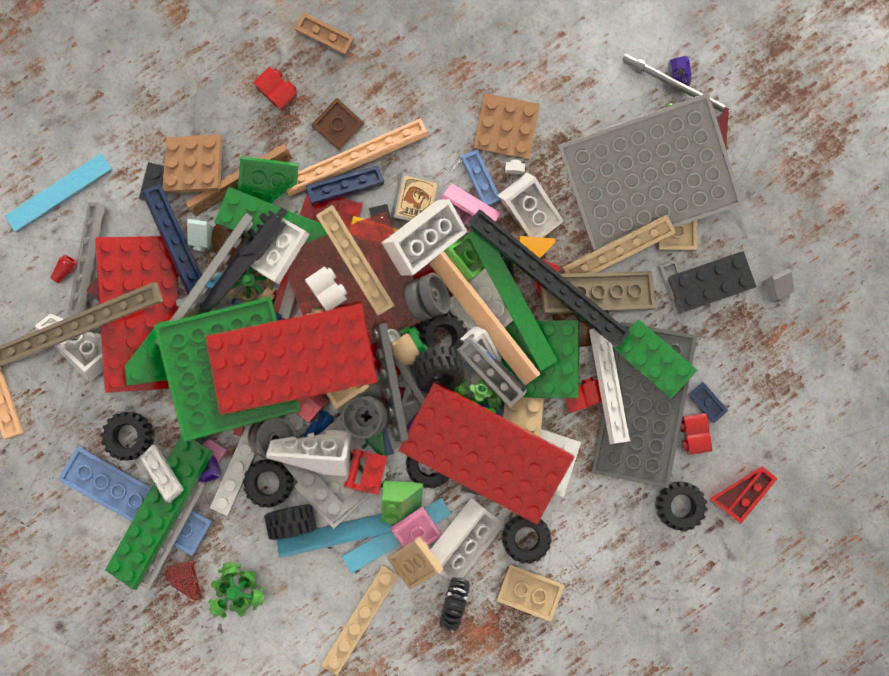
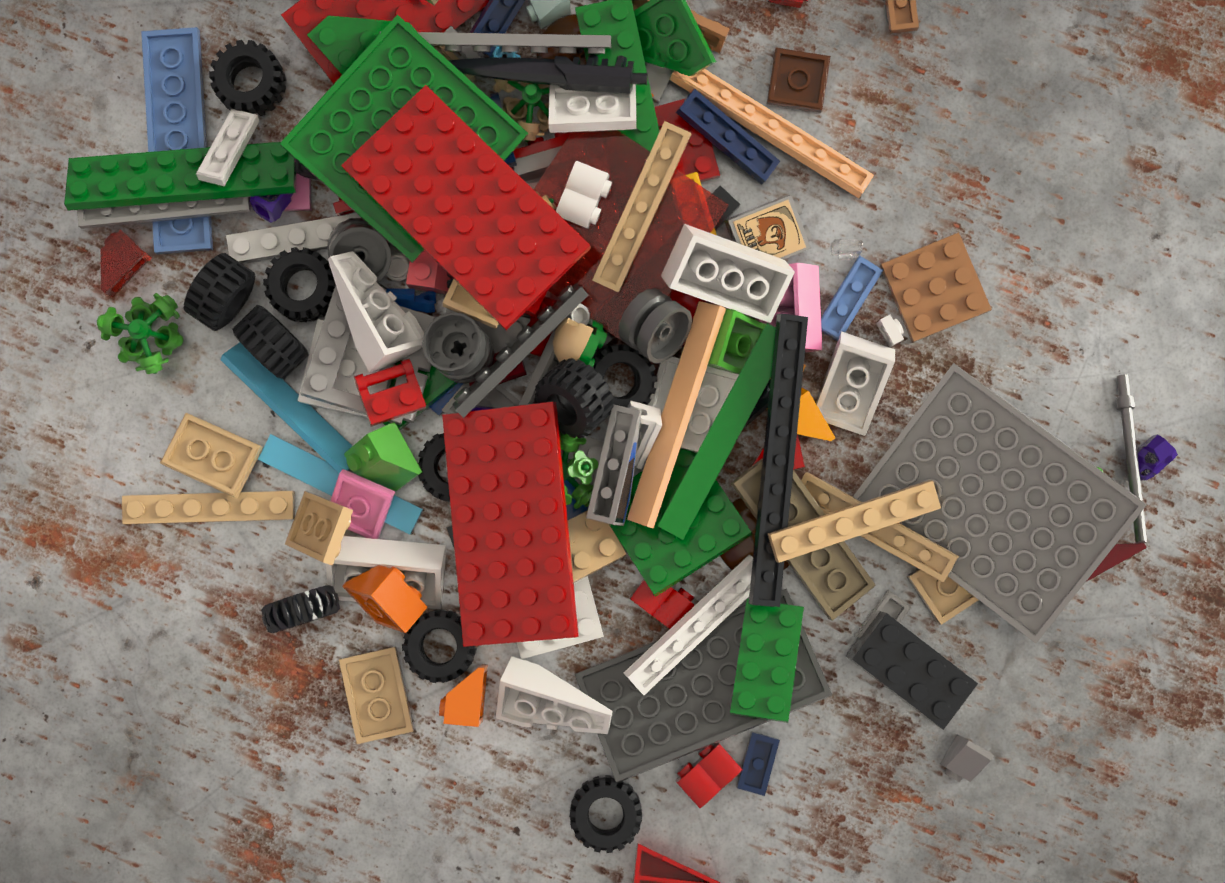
camera: 60 degrees right, 0 degrees up
(241, 532) = (219, 291): none -> black tyre
(331, 598) = (211, 455): none -> tan tile
(480, 550) = (387, 597): none -> orange slope
(566, 543) = (466, 701): none -> orange slope
(590, 501) = (539, 697): none -> white wedge
(610, 259) = (854, 521): none -> tan plate

